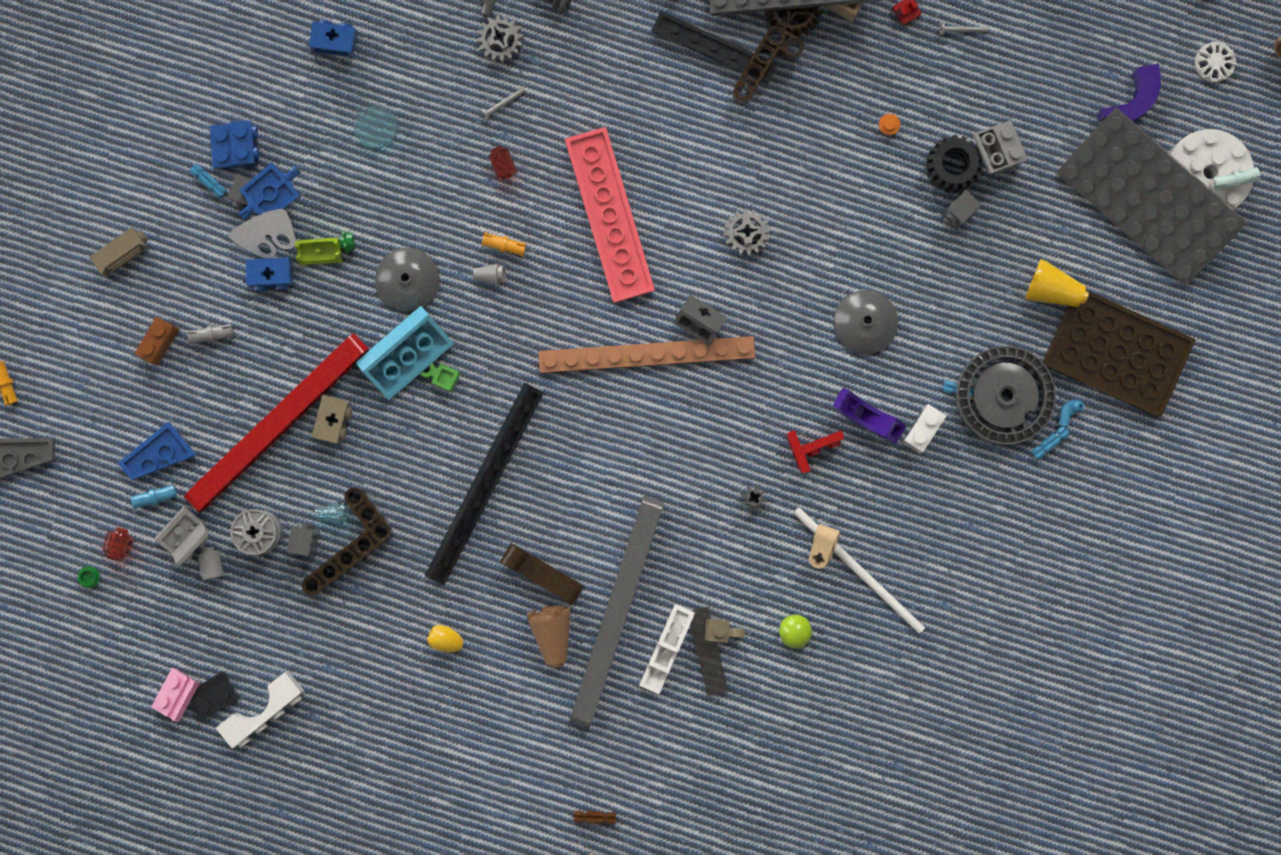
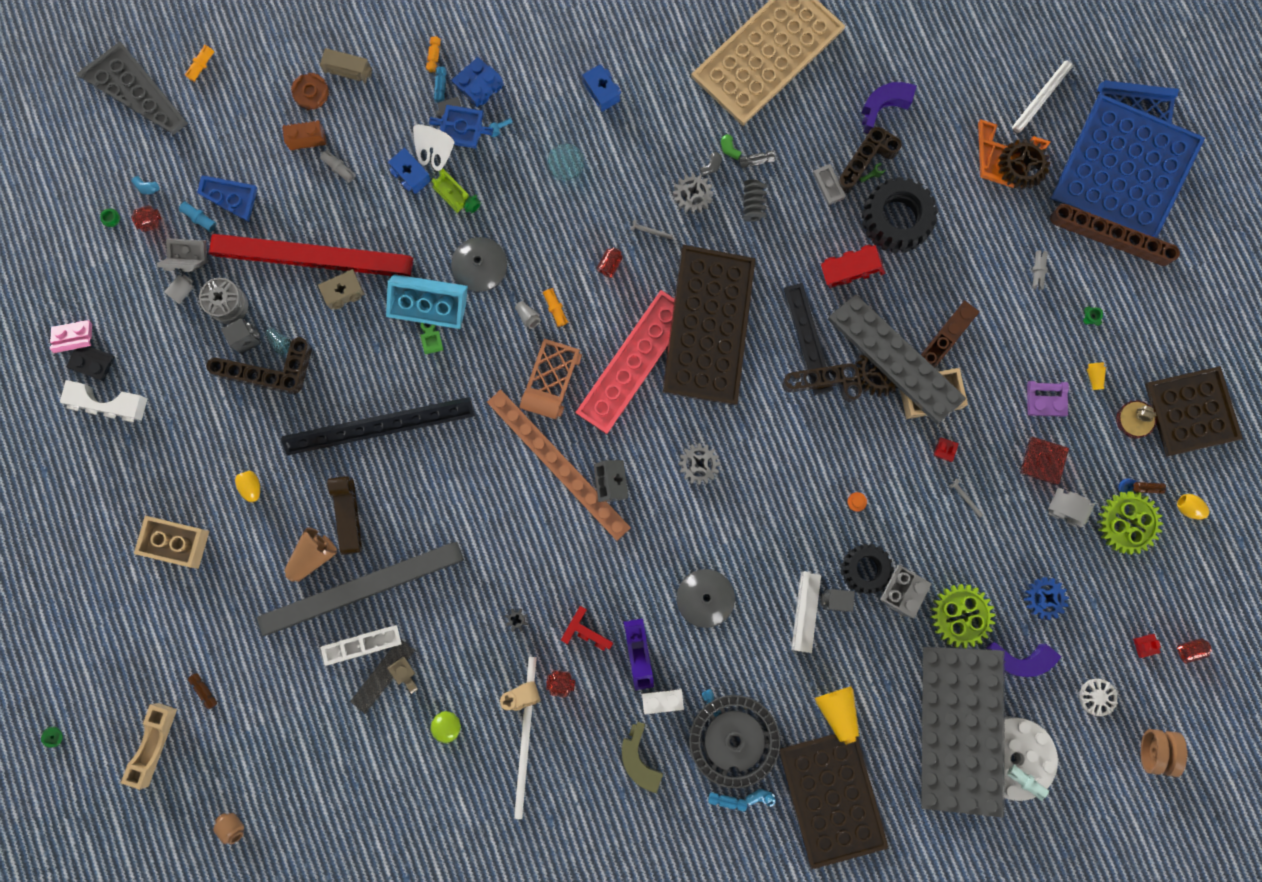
camera: 50 degrees right, 5 degrees down
(86, 523) = (145, 188): none -> dark azure arm
(115, 303) = (310, 91): none -> dark orange tile
(173, 164) = (433, 54): none -> light orange axle
(290, 162) = (496, 127): none -> dark azure hand
(442, 744) = (171, 542): none -> tan brick
(583, 321) = (547, 403): none -> nougat piece
(631, 122) = (709, 325): none -> dark brown plate
(838, 503) = (560, 683): none -> clear red head
(947, 246) = (806, 612): none -> white fence
(969, 496) = (639, 772): none -> olive arch
(1040, 109) = (967, 632): none -> lime gear
(1109, 31) = (1054, 603): none -> blue gear

